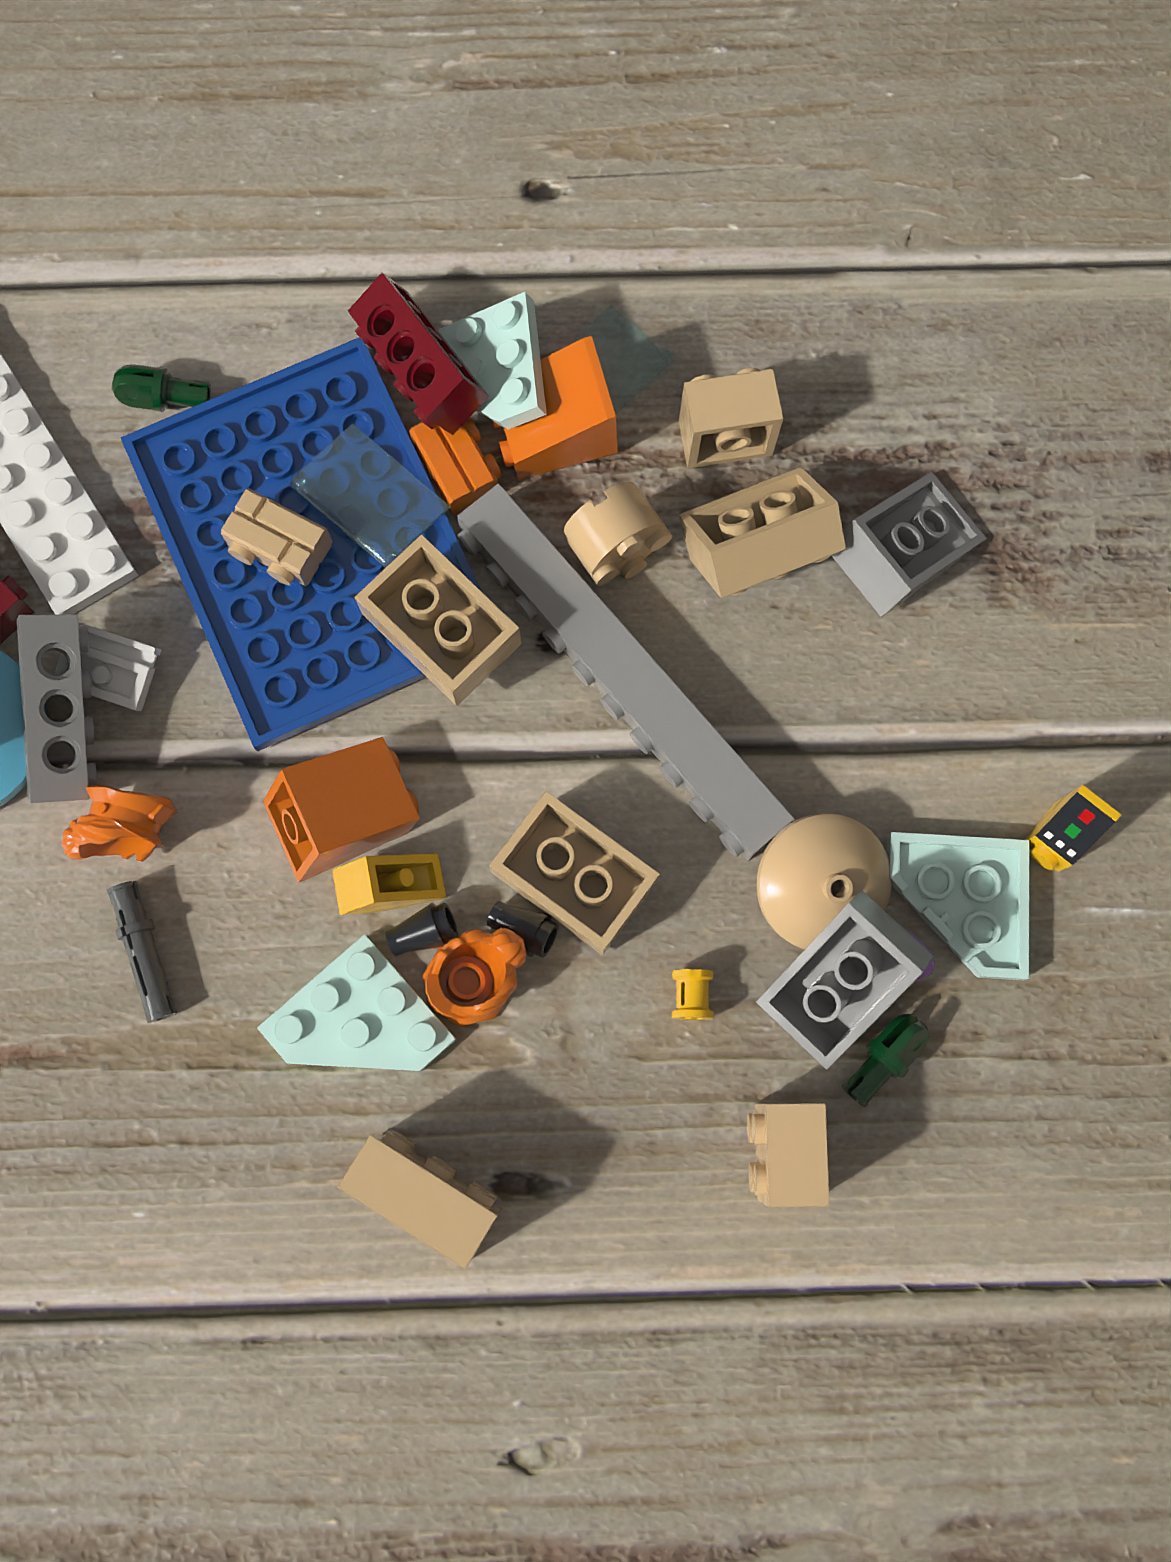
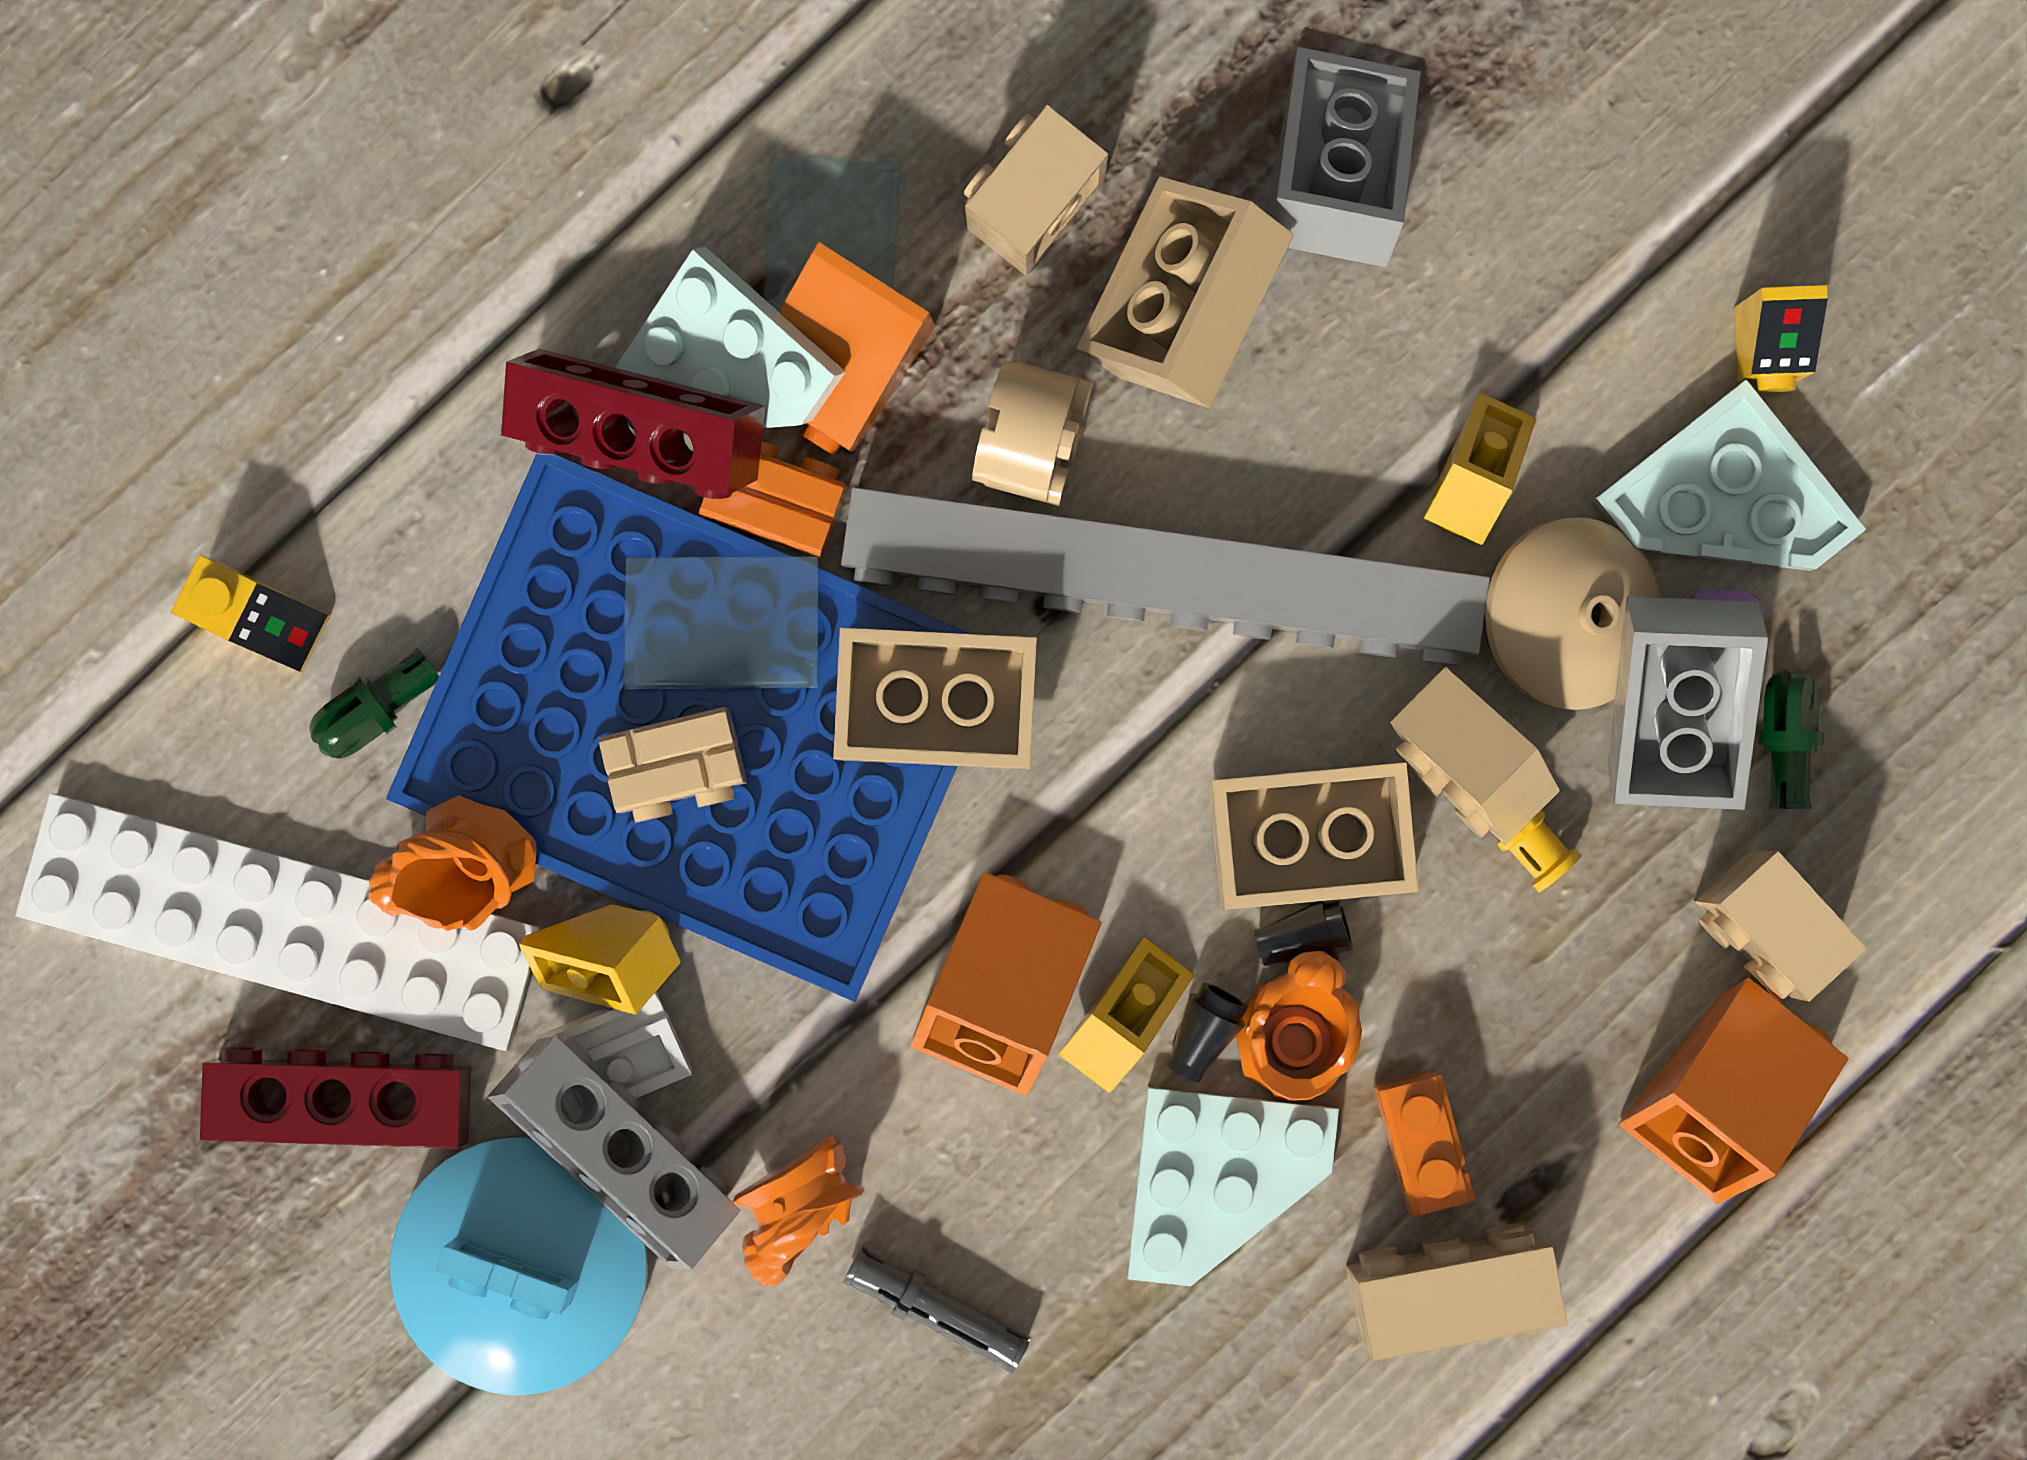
camera: 35 degrees left, 10 degrees up
(118, 496) = (456, 867): none -> orange piece
(144, 293) = (250, 613): none -> slope
(150, 609) = (603, 957): none -> yellow slope
(483, 1099) = (1423, 1142): none -> orange brick
(684, 1231) = (1736, 1093): none -> orange slope
(698, 905) = (1473, 758): none -> tan brick
(839, 762) = (1481, 469): none -> yellow slope

